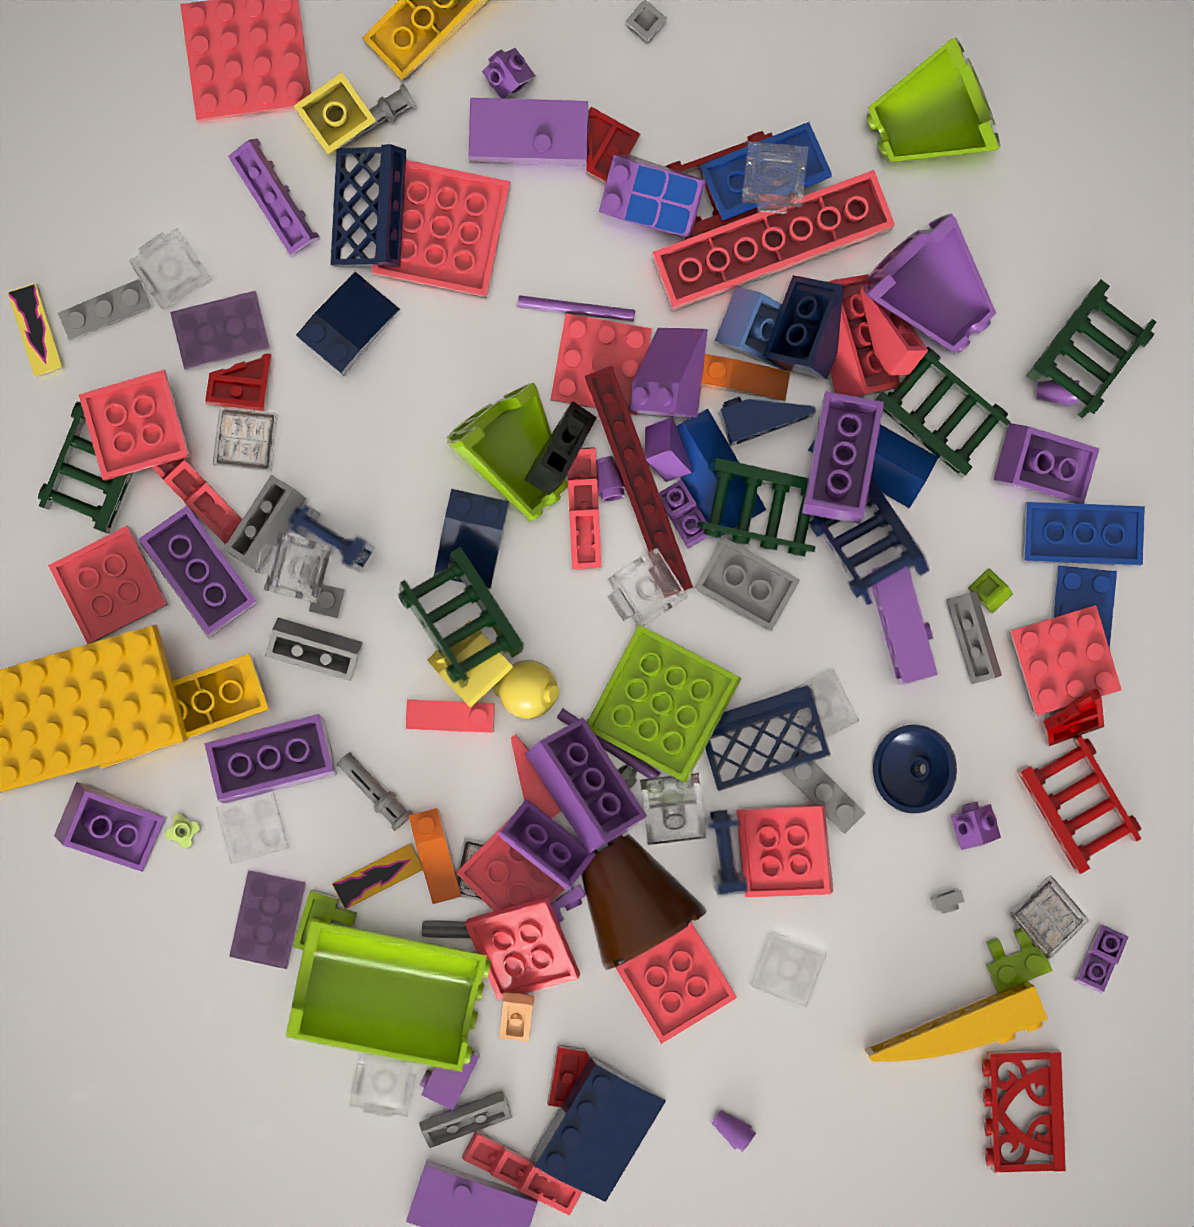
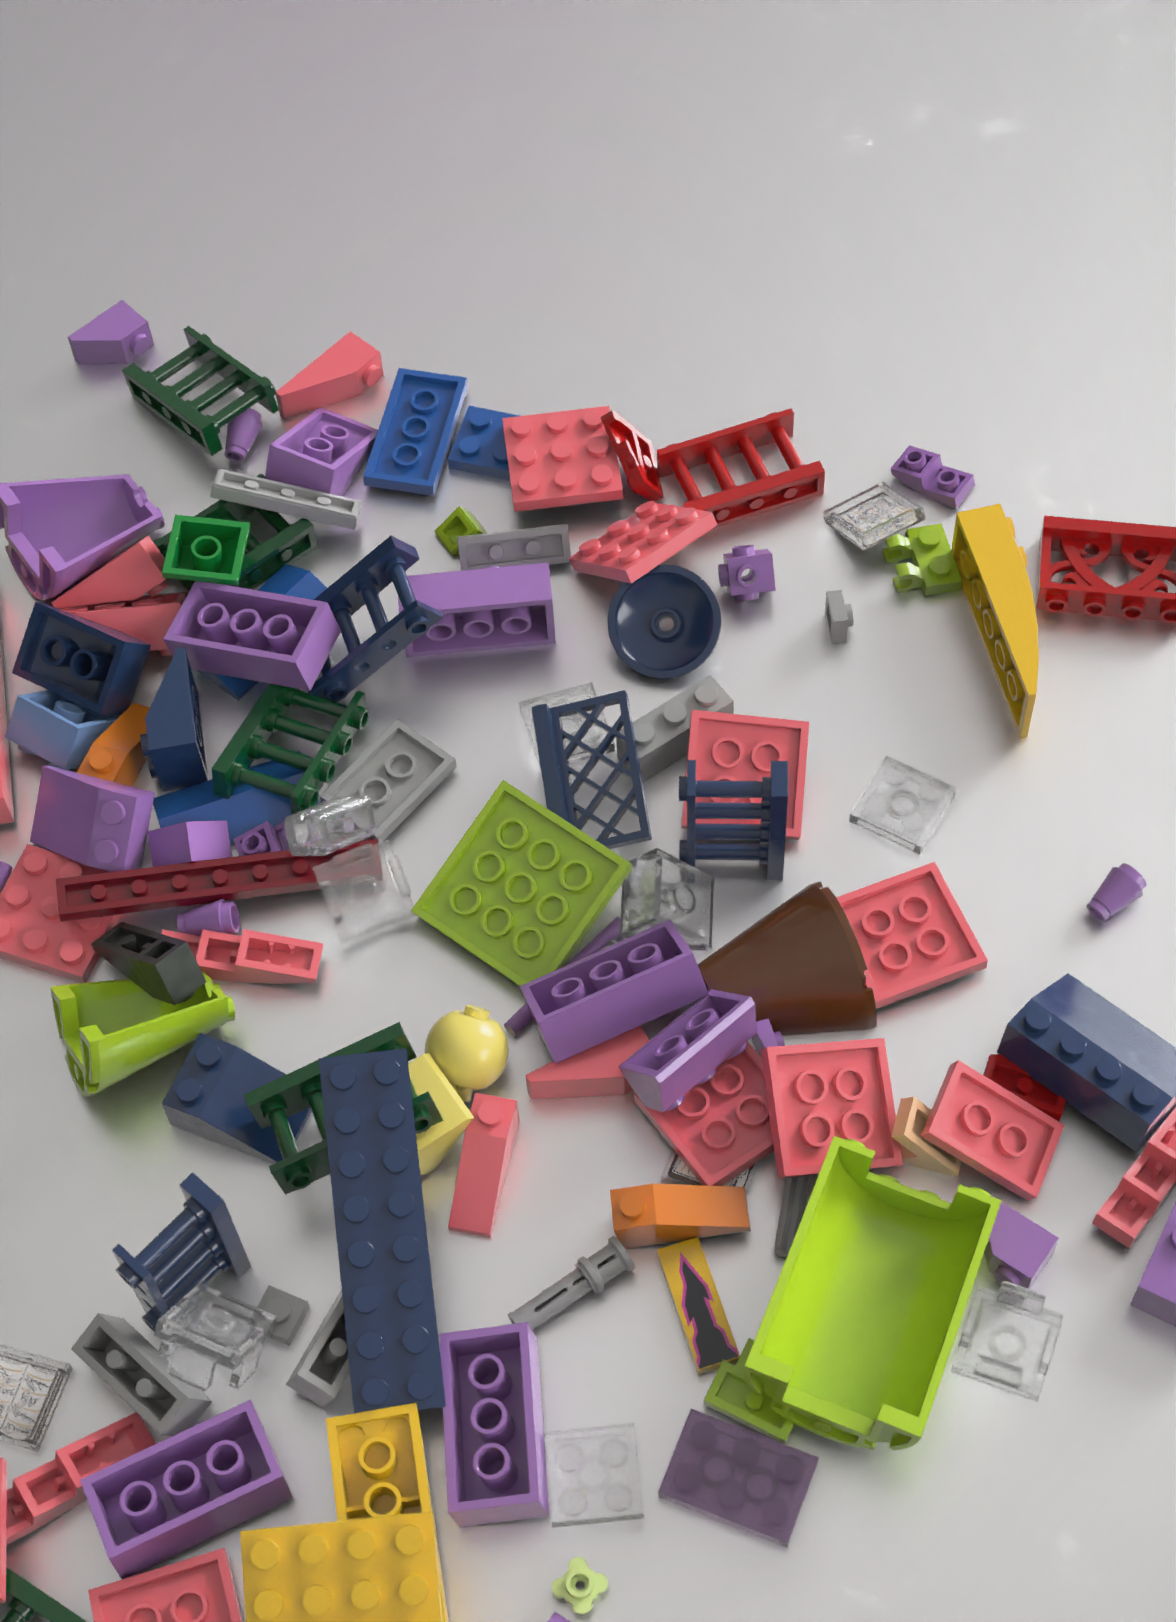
camera: 80 degrees left, 30 degrees down
(373, 664) = (381, 1231): none -> dark blue plate
(465, 1119) = (1072, 1225): light grey plate -> none
(526, 1059) = (992, 1130): none -> coral plate
(687, 554) = (330, 826): none -> clear brick
(910, 404) = (206, 550): none -> green slope
(984, 449) = (286, 499): none -> light grey tile
(985, 740) = (642, 541): none -> coral plate
(1133, 458) = (334, 376): none -> coral slope
(1144, 258) = (112, 337): none -> medium lavender slope

